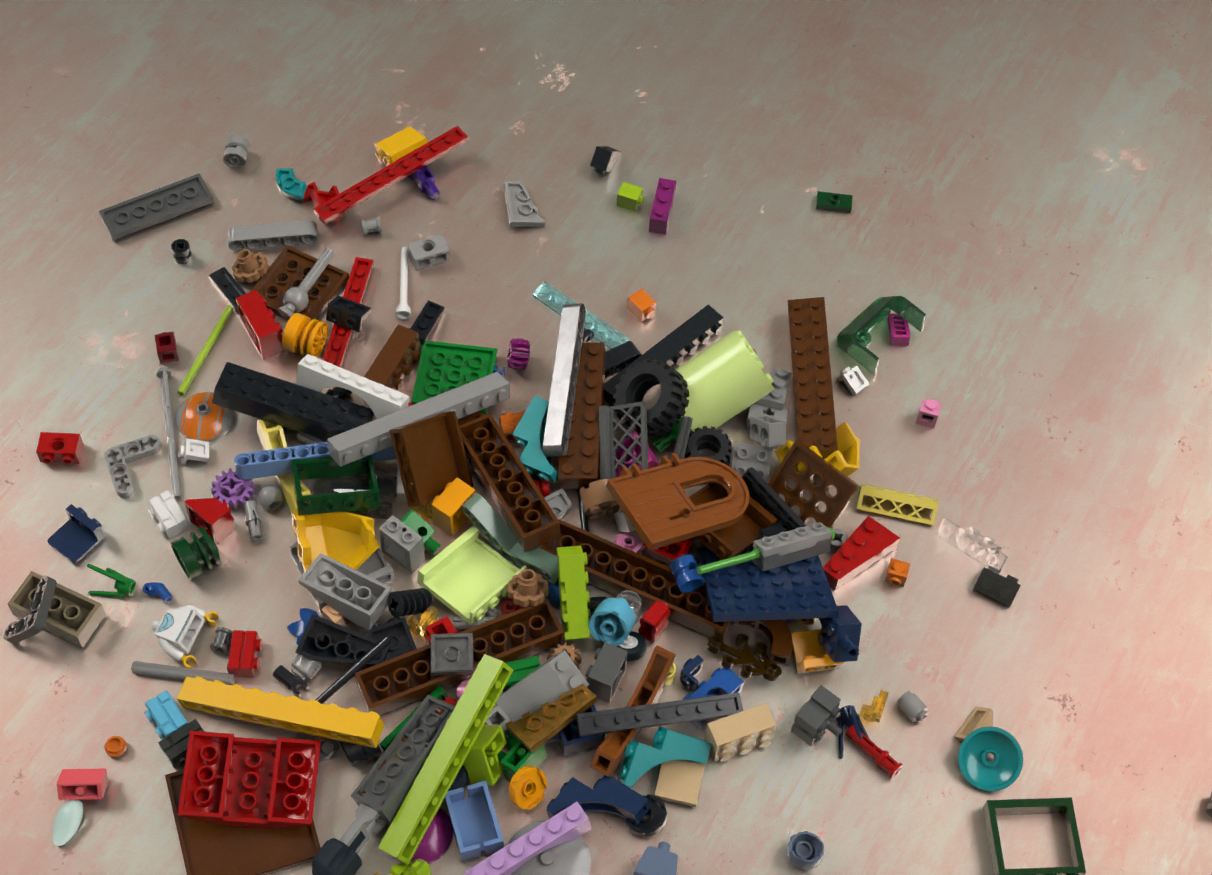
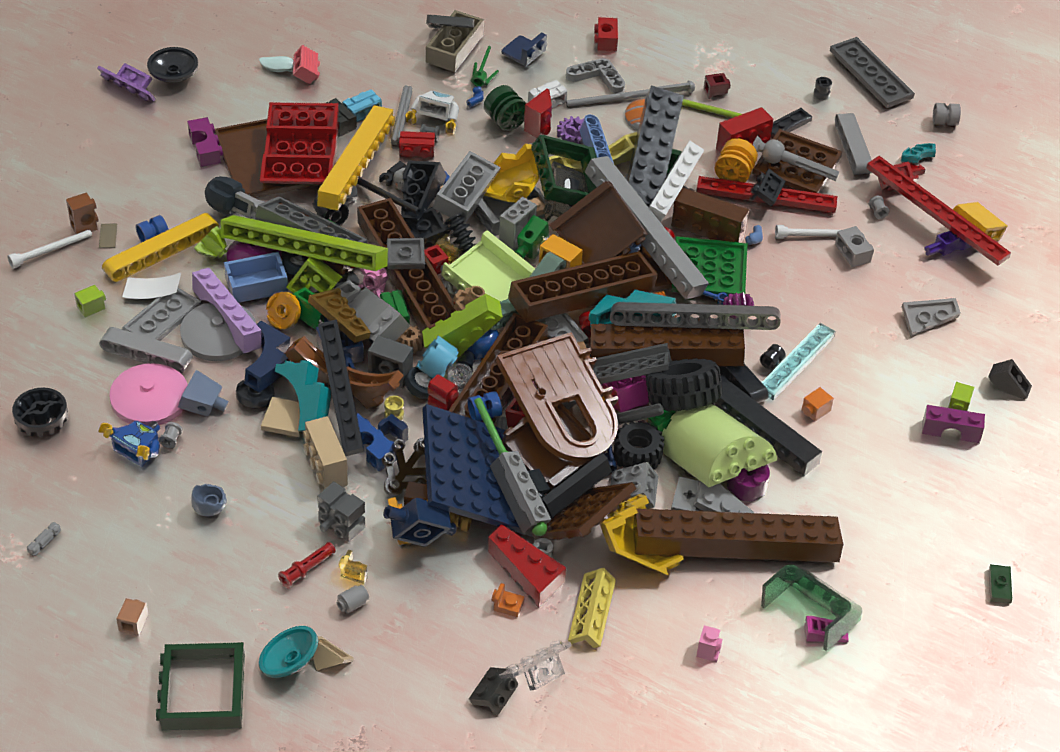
camera: 90 degrees right, 10 degrees down
(115, 746) = (339, 83): orange plate -> none
(193, 450) = (611, 107): white bracket -> none
(249, 266) = (813, 128): medium nougat plant -> none
(427, 320) = (768, 244): black tile -> none
(768, 431) = (658, 482): light grey brick -> none
(849, 717) = (341, 545): dark blue plant -> none
(853, 379) = (746, 579): white bracket -> none

